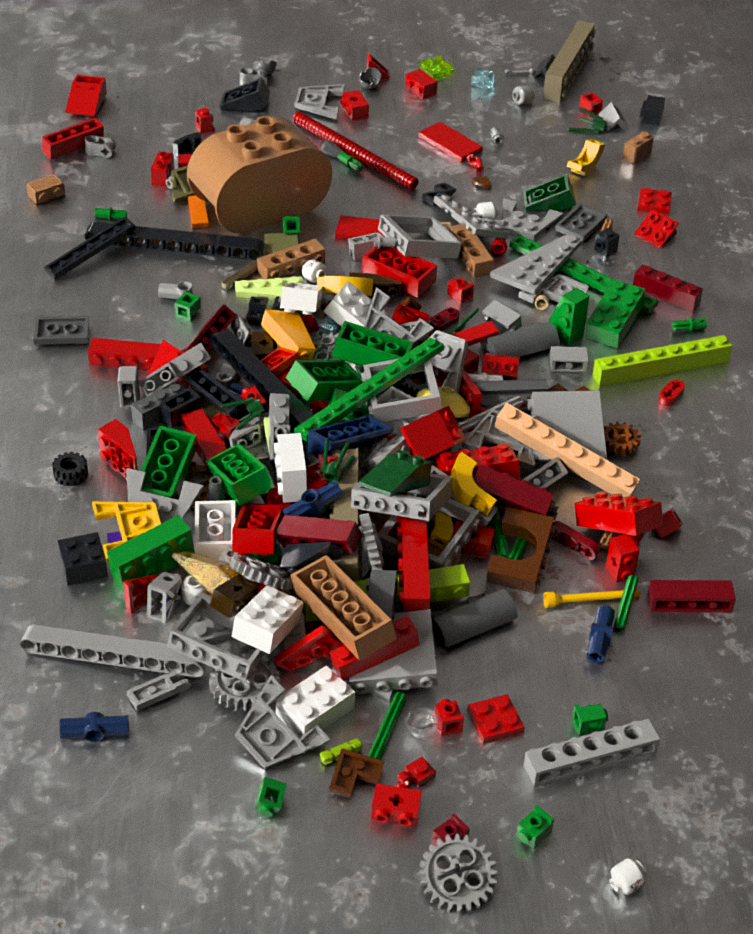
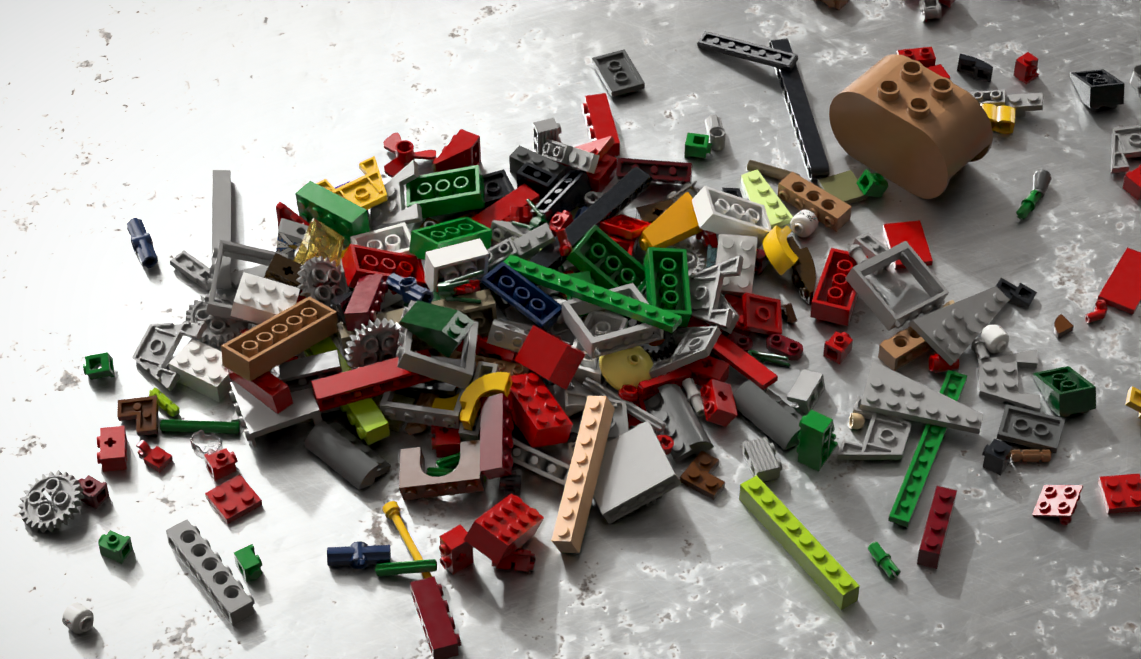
camera: 75 degrees right, 5 degrees up
(70, 461) = (431, 130): black tyre -> none
(82, 558) = (318, 169): black brick -> none
(83, 491) = (404, 154): none -> red piece
(109, 213) = (819, 49): green axle -> none
(295, 394) = (565, 246): none -> red arm
(359, 152) = (1051, 203): red piece -> none
(477, 407) = (628, 393): none -> red plate
(585, 546) = (482, 505): dark red beam -> none
(615, 313) = (855, 483): green brick -> none
(621, 438) = (649, 525): dark orange gear -> none
(670, 523) = (535, 585): red panel -> none
(671, 392) = (752, 562): red beam -> none

